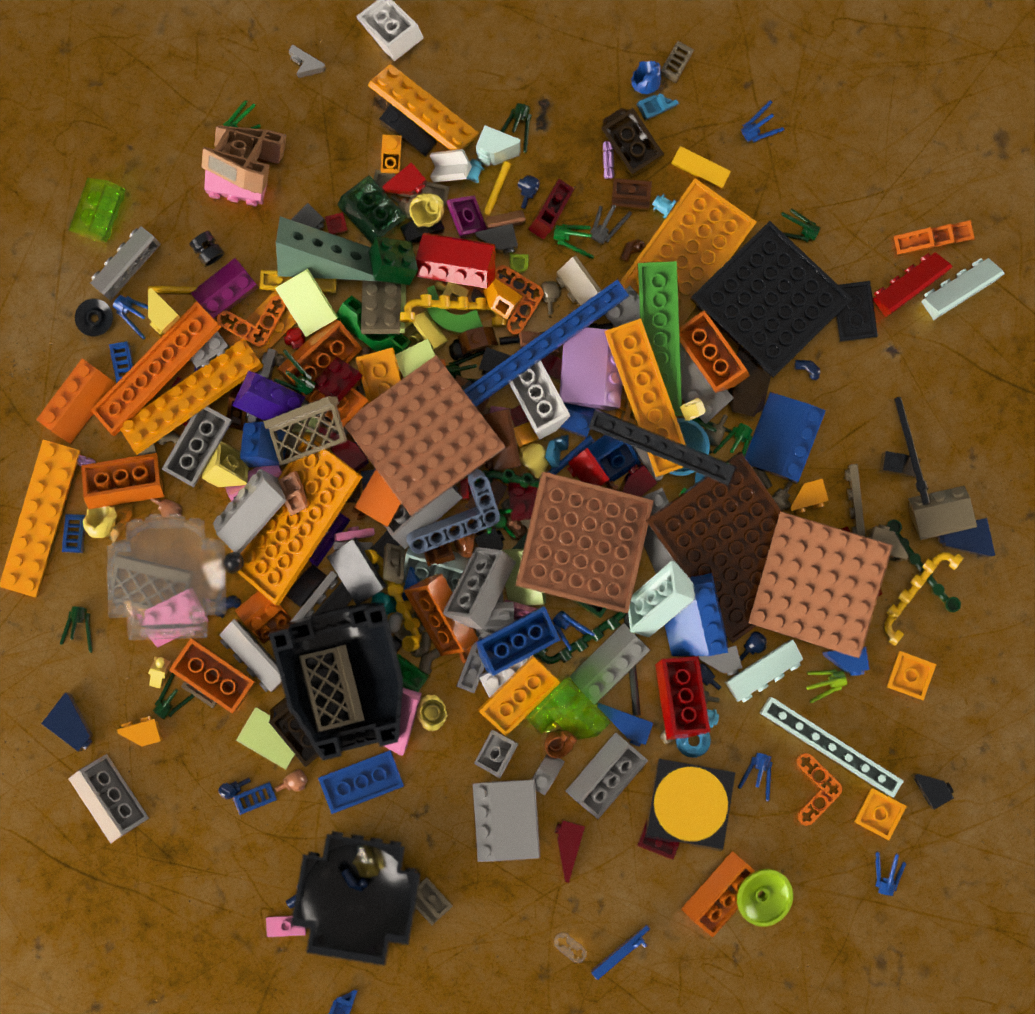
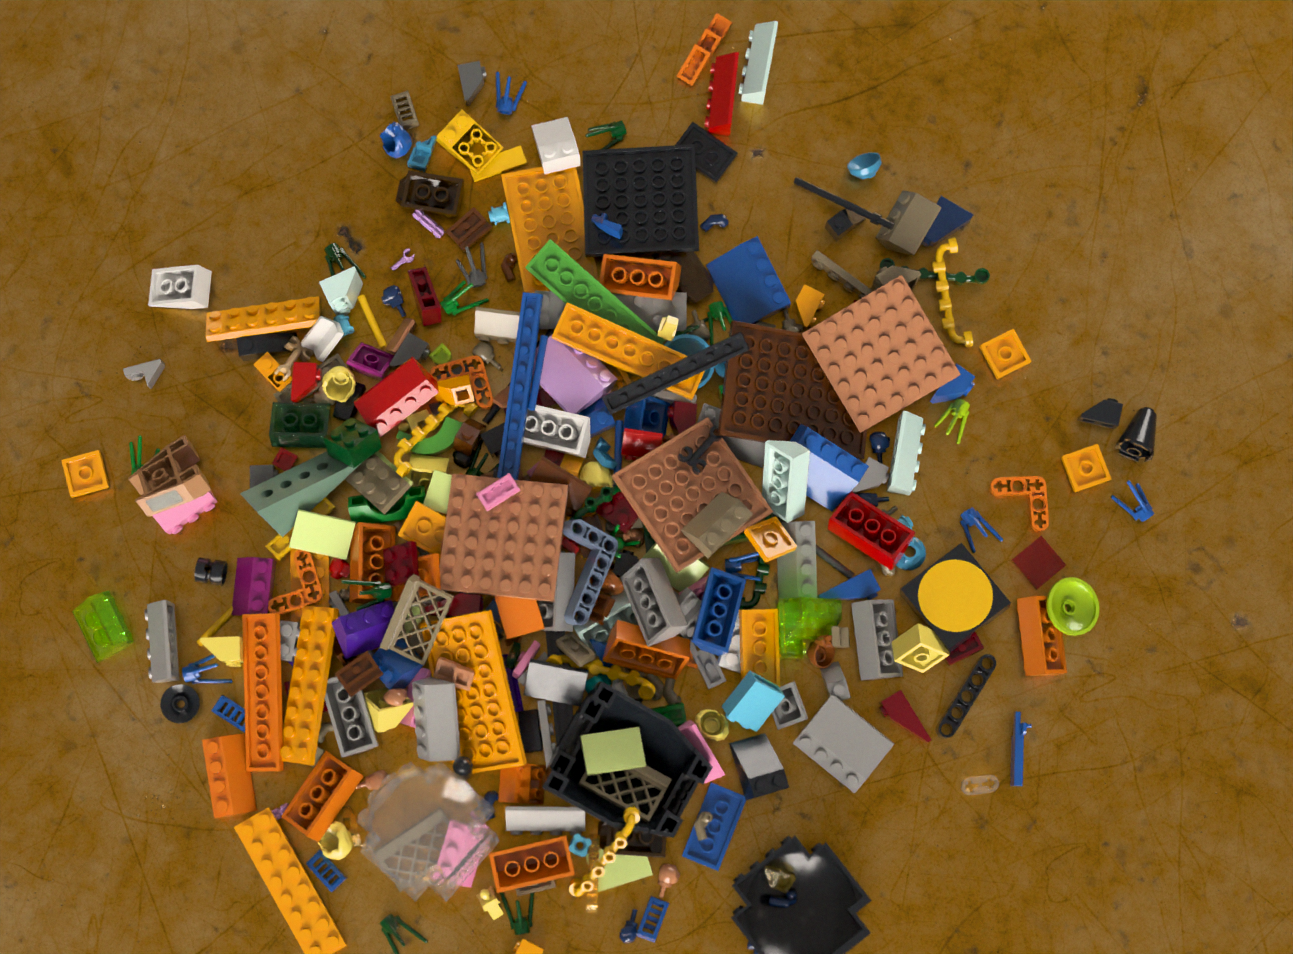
camera: 50 degrees left, 5 degrees down
(193, 91) = (85, 473): none -> light orange plate
(228, 723) = (579, 886): none -> yellow bar
(230, 425) = (359, 674): none -> reddish brown plate
(239, 466) = (395, 696): none -> nougat piece
(247, 725) = (592, 896): none -> clear yellow beam
(254, 704) = (586, 843): none -> medium azure brick
(345, 659) = (613, 751): none -> yellowish green tile
(348, 522) = (513, 655): none -> clear green tile
(353, 770) = (701, 823): none -> dark tan arm
(424, 157) = (298, 351): none -> tan bar
(431, 902) = (853, 856): dark tan plate -> none
(432, 774) = (758, 766): none -> black slope
(452, 401) = (498, 492): none -> bright pink plate
(475, 726) = (752, 701): none -> medium azure brick
(563, 167) = (404, 259): none -> lavender hand
(568, 346) = (537, 372): none -> blue bar
(578, 580) = (716, 523): none -> dark tan slope
(582, 747) = (840, 637): none -> dark tan slope
(605, 630) = (770, 539): none -> light orange plate
(610, 519) = (693, 459): none -> black bar
(627, 812) = (919, 648): none -> light yellow slope
(634, 882) = (974, 691): none -> black beam
(696, 132) = (469, 142): none -> yellow slope
(728, 298) = (607, 226): none -> blue slope
(746, 88) = (471, 80): none -> dark grey slope
(755, 197) = (556, 145): none -> white slope
(775, 842) = (1038, 562): none -> clear red tile
(831, 747) = (1005, 457): light aqua brick -> none
(941, 832) = (1139, 436): none -> black cone
(957, 439) = (865, 165): none -> dark azure piece

